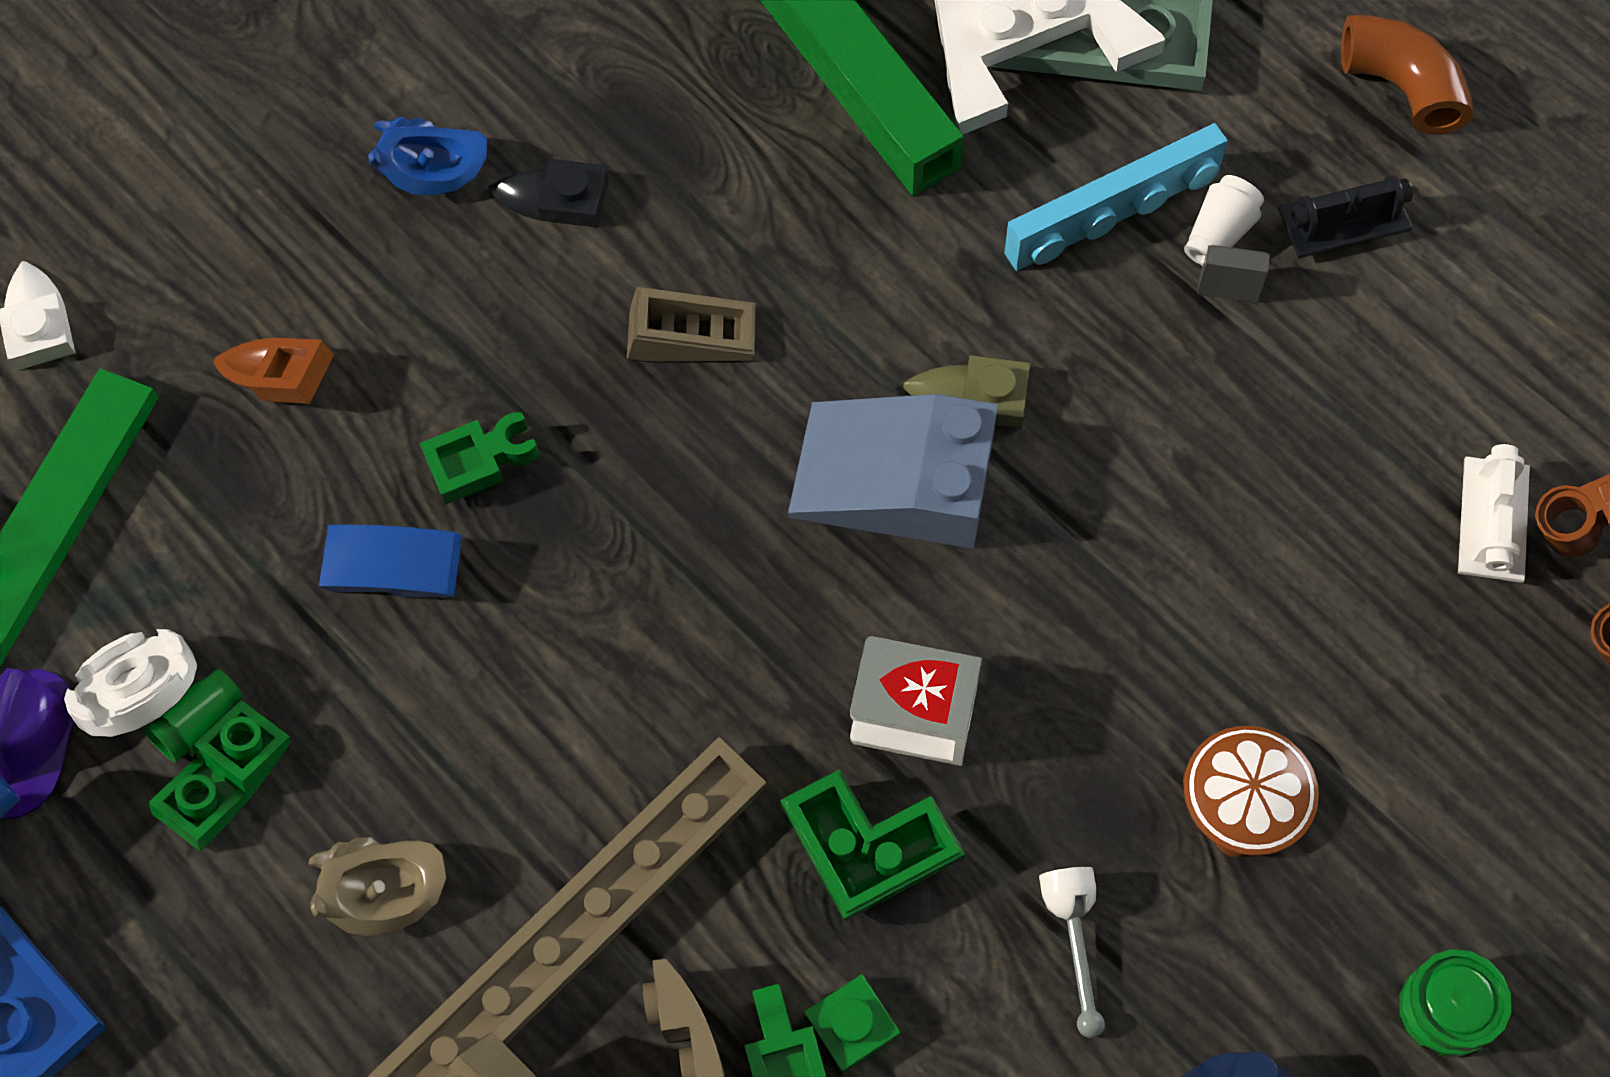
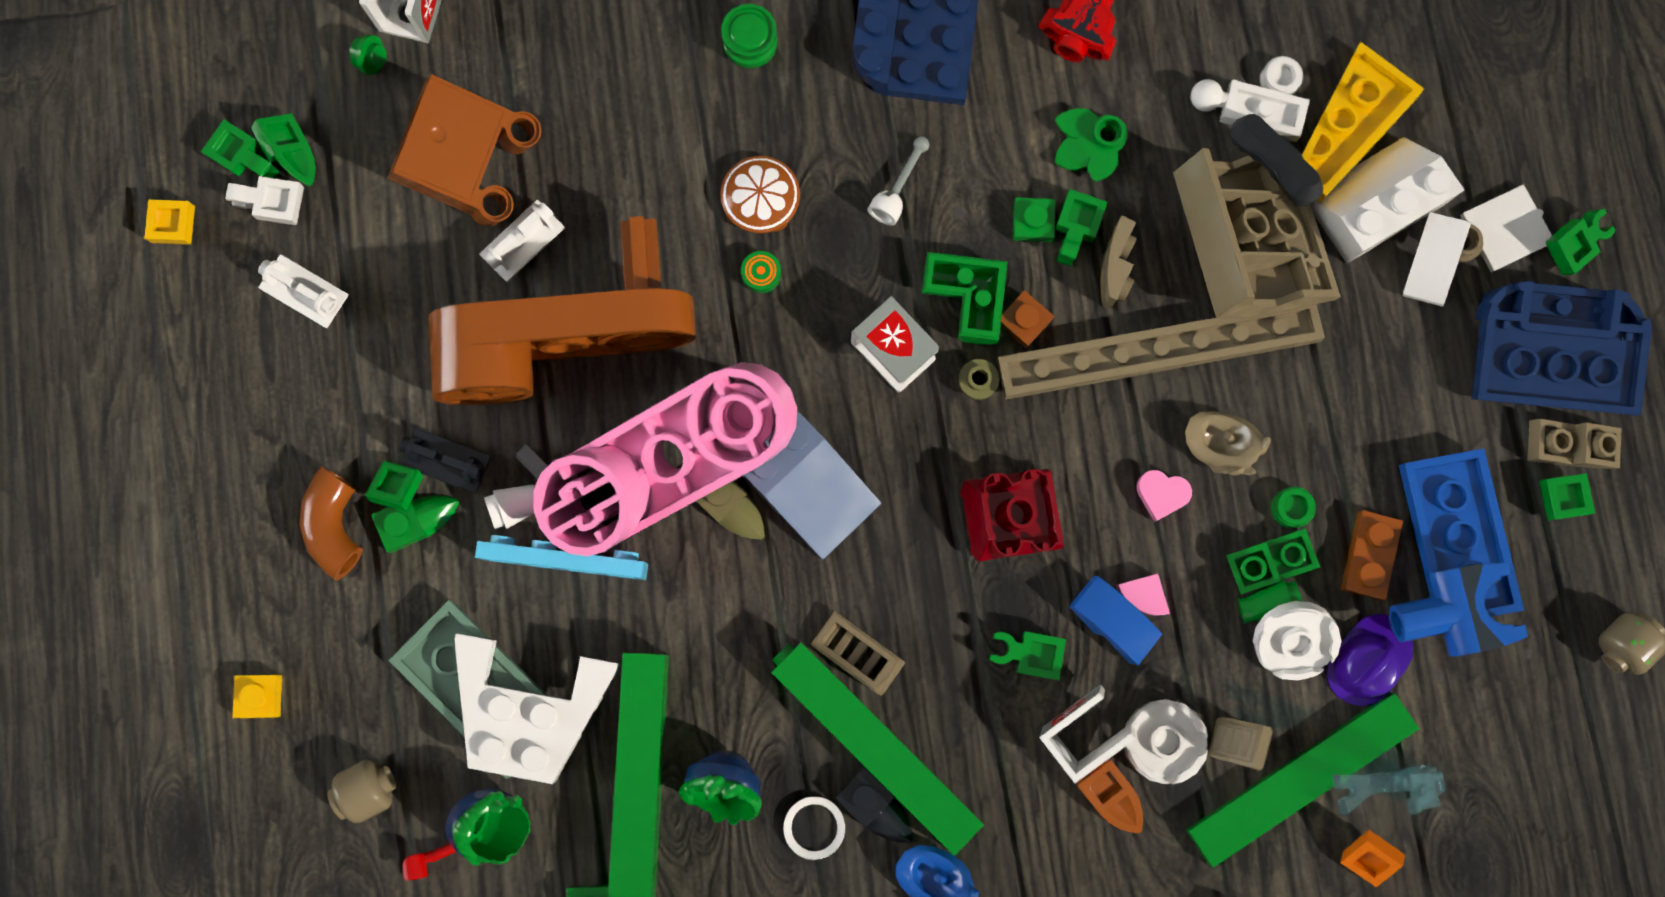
camera: 150 degrees left, 15 degrees up
(83, 875) = (1371, 555): none -> dark orange plate
(139, 509) = (1240, 742): none -> dark tan slope
(230, 867) = (1293, 507): none -> green tile
(241, 473) = (1167, 742): none -> white tile
(329, 369) = (1073, 768): none -> white piece
(371, 621) = (1145, 595): none -> bright pink tile
(424, 764) = (1163, 494): none -> bright pink tile
(597, 240) = (876, 747): none -> green brick
(603, 103) = (814, 855): none -> white piece
(607, 603) = (1012, 514): none -> dark red slope
(743, 93) = (723, 787): none -> green hair
(765, 872) = (1025, 319): none -> dark orange plate
(772, 762) = (975, 391): none -> olive plate
(1082, 347) = (713, 424): none -> bright pink beam
(1164, 689) = (761, 272): none -> green tile
(1322, 139) = (420, 521): none -> green plate
(1374, 150) = (394, 485): none -> green tile
(1401, 341) = (488, 348): none -> dark orange beam

